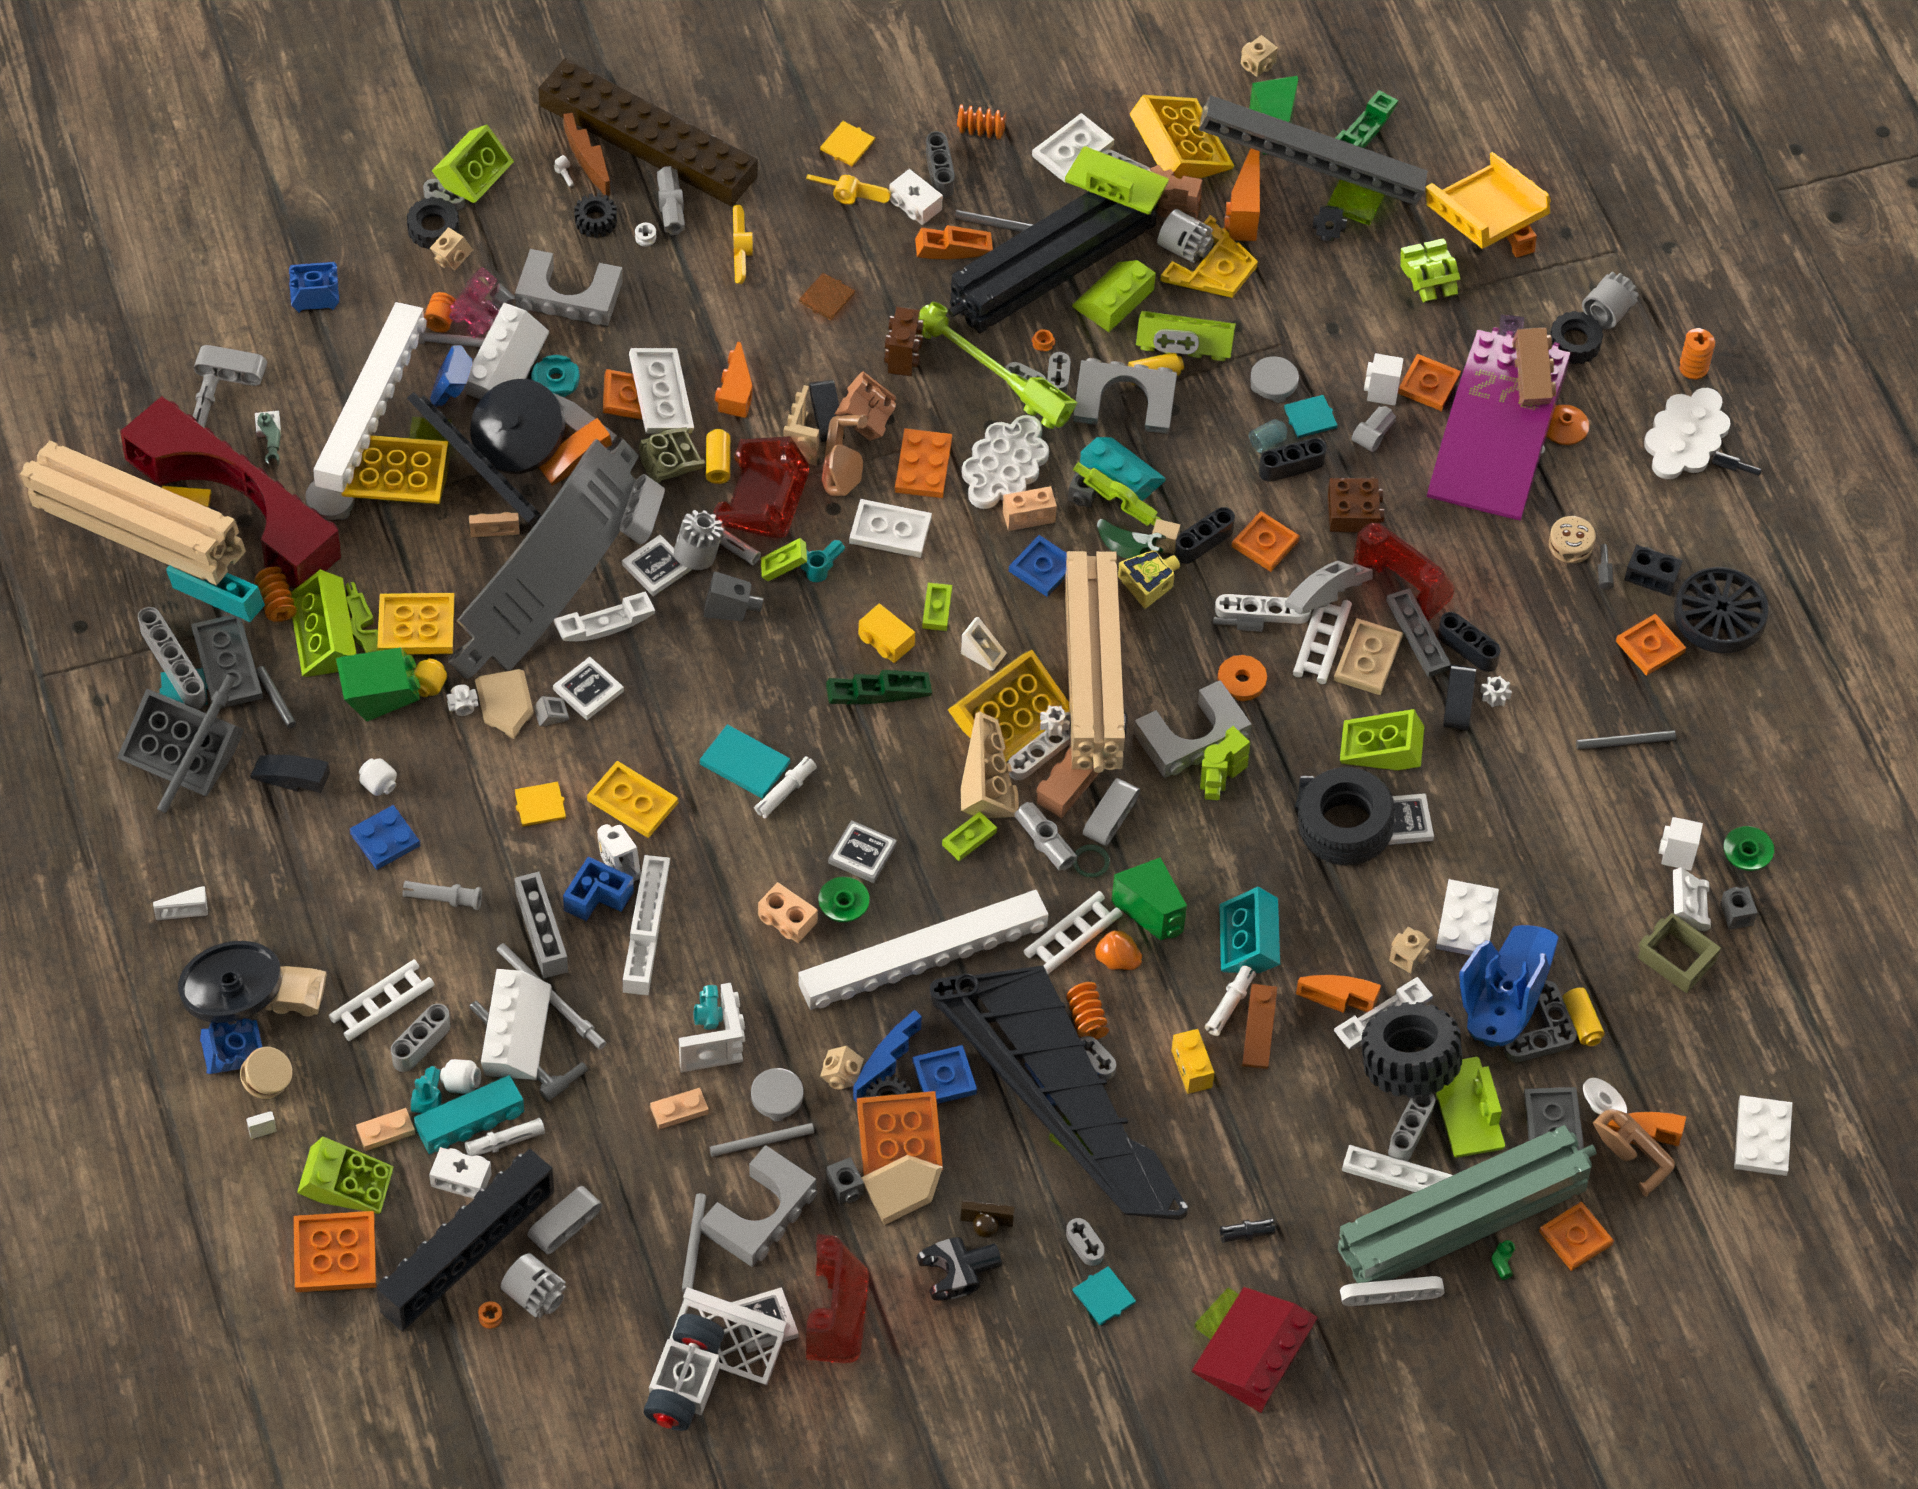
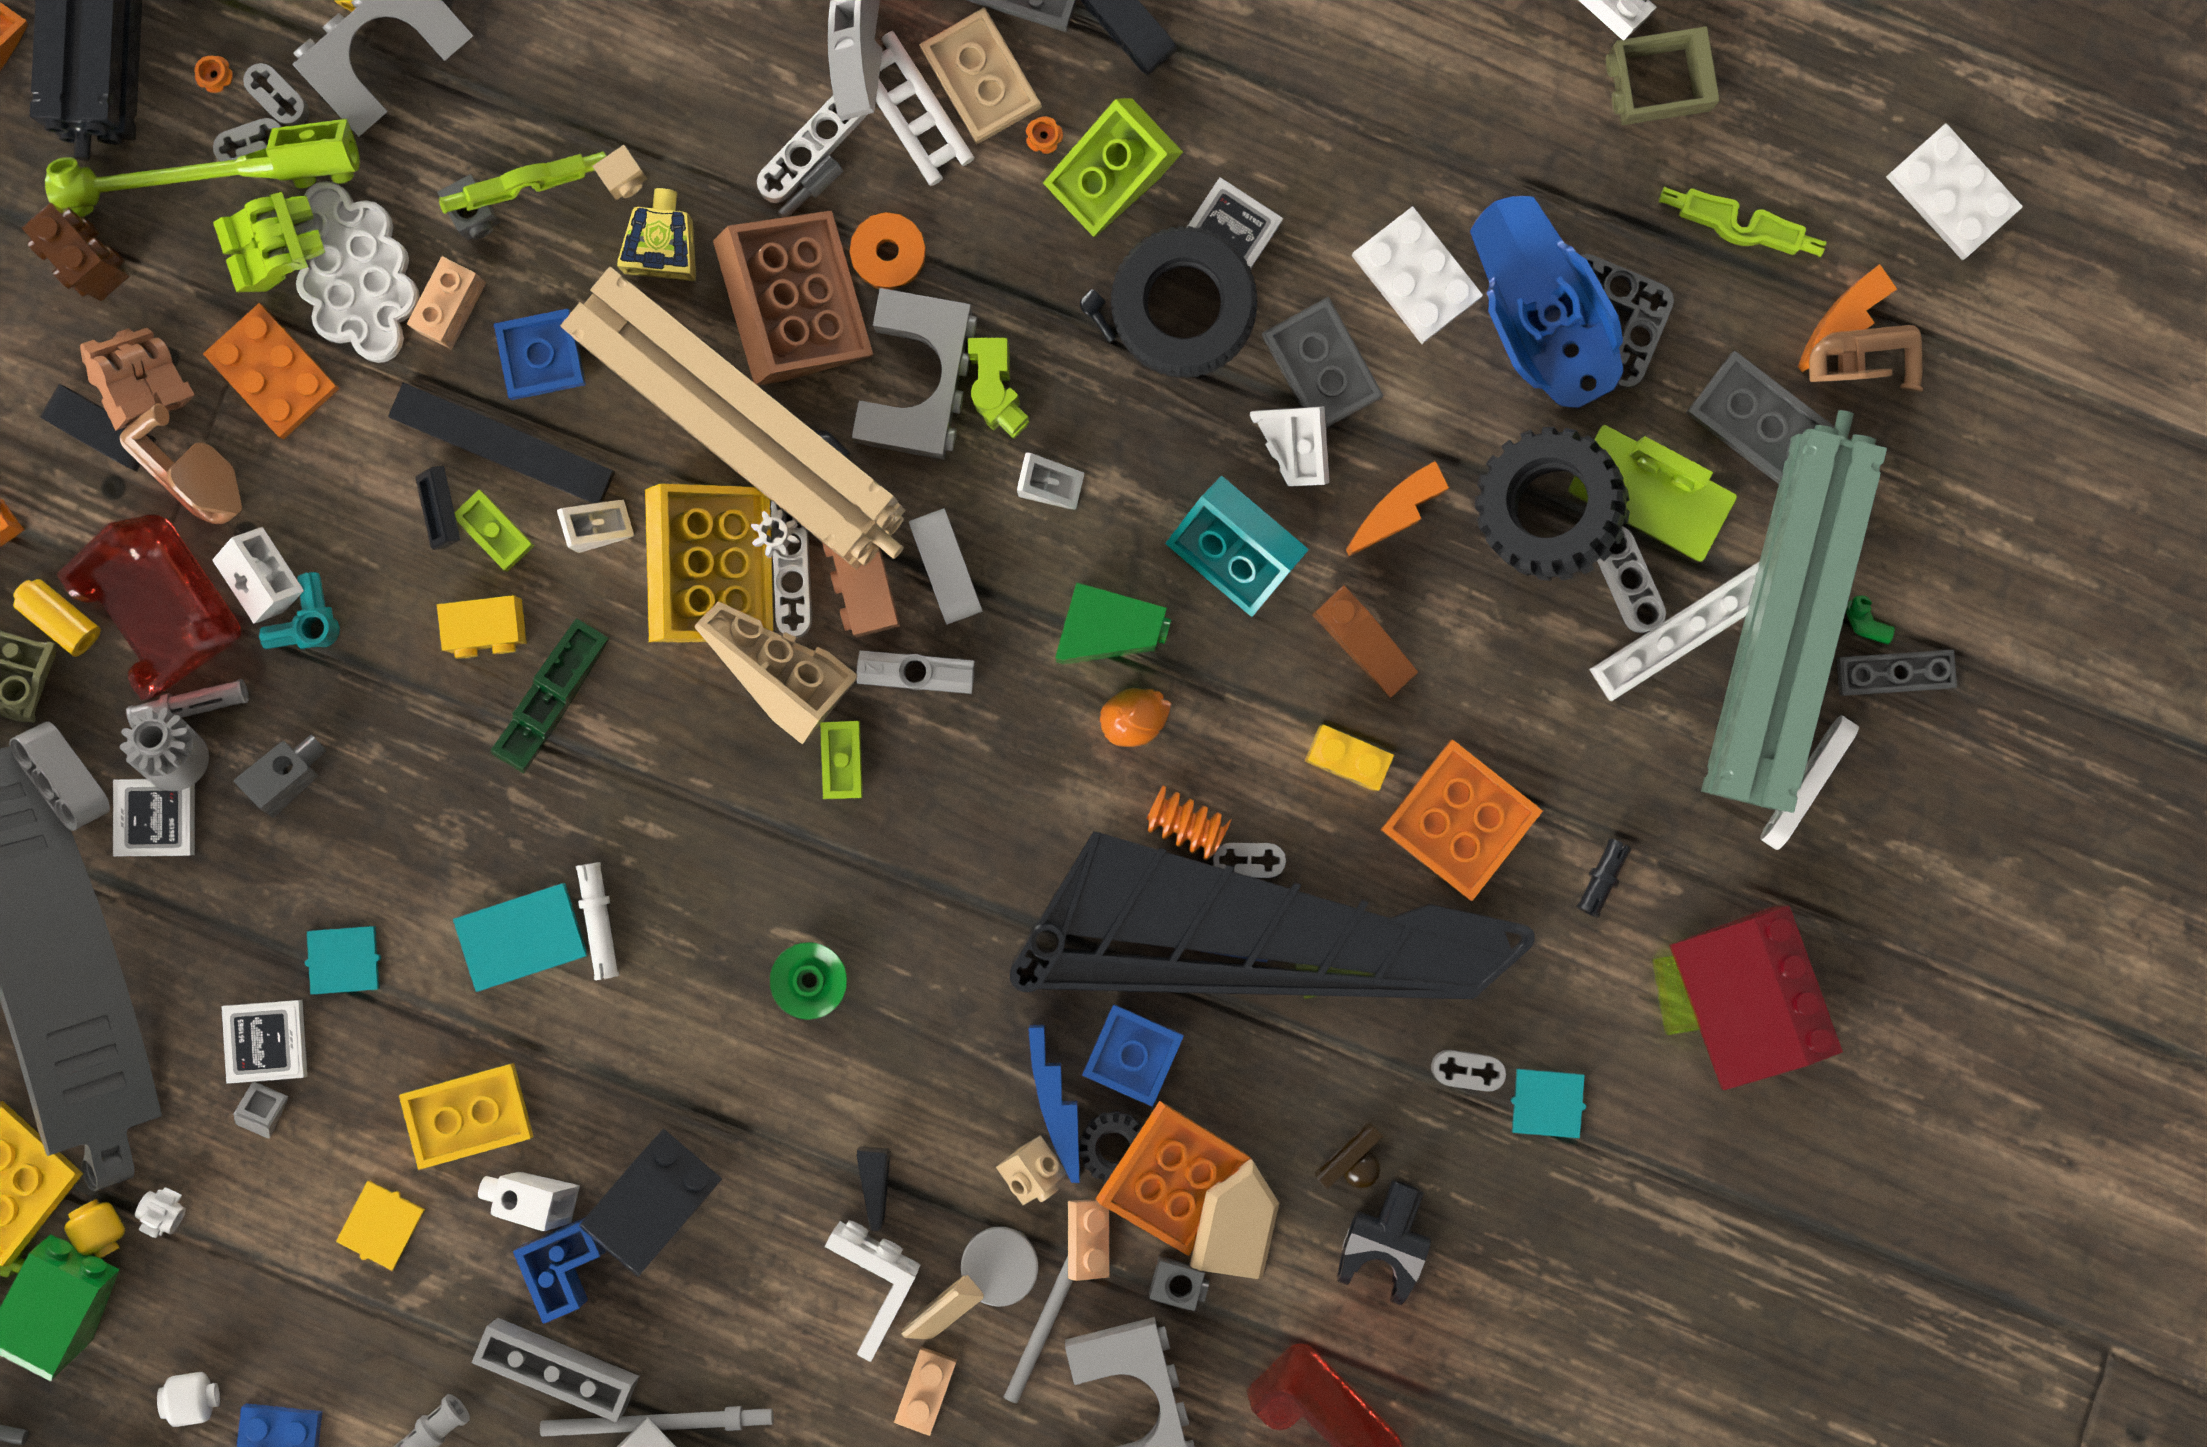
camera: 50 degrees left, 30 degrees up
(505, 700) = (201, 1153): tan tile -> none
(607, 621) = (184, 948): white slope -> none
(645, 925) = (677, 1262): white slope -> none
(660, 694) = (343, 960): none -> teal piece
(669, 903) = (650, 1202): none -> black slope
(708, 1012) = (829, 1265): teal plate -> none
(731, 1079) = (944, 1310): none -> tan slope
(769, 1003) = (874, 1176): none -> black slope
(784, 559) = (277, 664): lime plate -> none
(791, 909) = (770, 1053): light nougat brick -> none
(805, 437) = (123, 503): tan plate -> none
(820, 521) = (257, 575): none -> white brick
(829, 1123) = (1088, 1240): none -> light nougat plate
(862, 851) = (757, 900): tile -> none
(890, 528) = (334, 492): white plate -> none
(923, 950) = (950, 944): white brick -> none
(925, 575) = (437, 508): none -> black tile
(982, 581) = (501, 444): none -> black tile
(985, 414) = (267, 241): none -> lime hips
(1070, 946) = (1048, 763): white bar -> none
(1079, 851) = (987, 618): clear green piece -> none
(1121, 466) = (478, 140): teal slope -> none
(1127, 543) = (590, 227): dark green piece -> none
(1178, 650) = (792, 296): none -> nougat slope
(1197, 824) = (1049, 482): none -> white slope
(1211, 1140) = (1461, 820): none -> orange plate
(1217, 527) = (653, 106): black beam -> none
(1235, 991) = (1302, 642): white pin -> none
(1265, 541) = (722, 55): orange tile -> none
(1328, 922) = (1297, 442): none -> white wing
(1351, 1030) = (1466, 462): white slope -> none
(1367, 697) = (1041, 125): none -> orange plate
(1379, 909) = (1322, 362): none -> dark grey tile
(1409, 949) = (1410, 395): tan brick -> none
(1501, 1305) = (1876, 672): none -> dark grey tile
(1576, 1236) = (1907, 514): orange tile -> none
(1583, 1016) = (1654, 260): yellow brick -> none
(1602, 1096) = (1775, 332): white dish -> none
(1652, 1058) = (1722, 215): none -> lime piece

